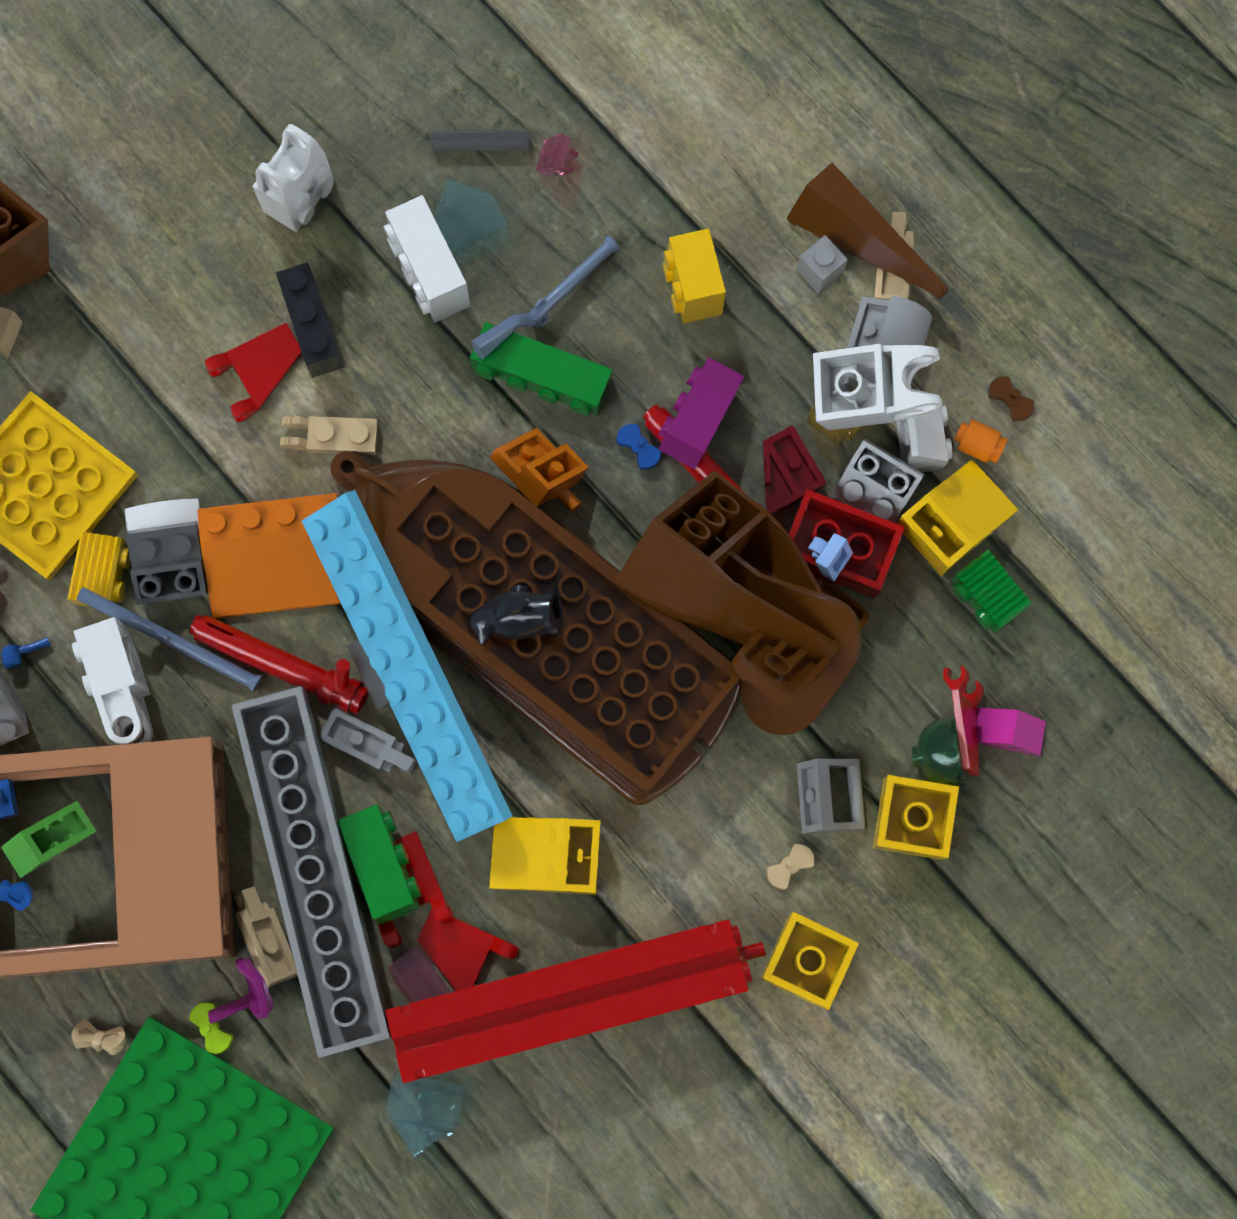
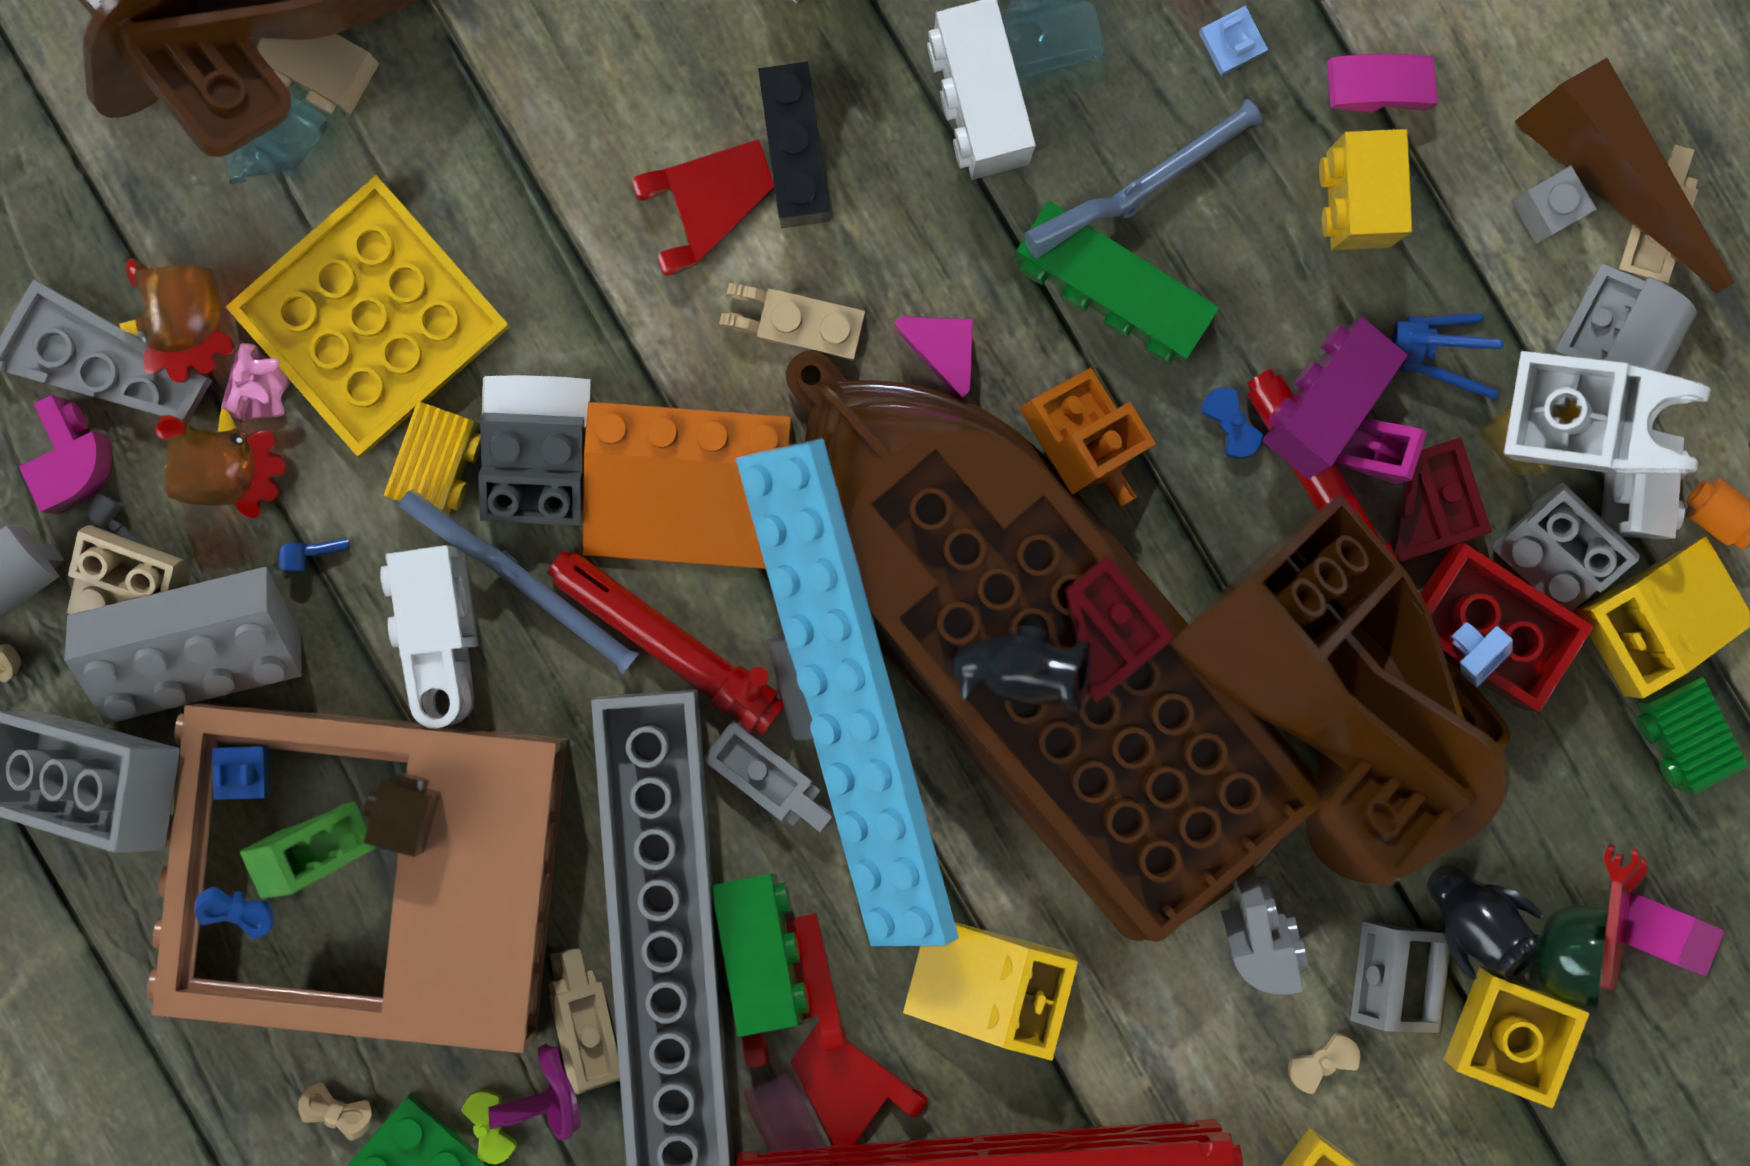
camera: 15 degrees right, 10 degrees up
(110, 801) = (400, 814): none -> dark brown brick
(431, 430) = (943, 347): none -> dark pink slope
(576, 575) = (1116, 624): none -> dark red wing
(590, 202) = (1233, 41): none -> light blue tile
(687, 208) = (1382, 80): none -> dark pink slope
(725, 783) = (1263, 940): none -> light grey brick
(738, 443) = (1383, 450): none -> dark pink slope
(752, 368) = (1421, 342): none -> blue plant
(878, 744) = (1485, 923): none -> black animal

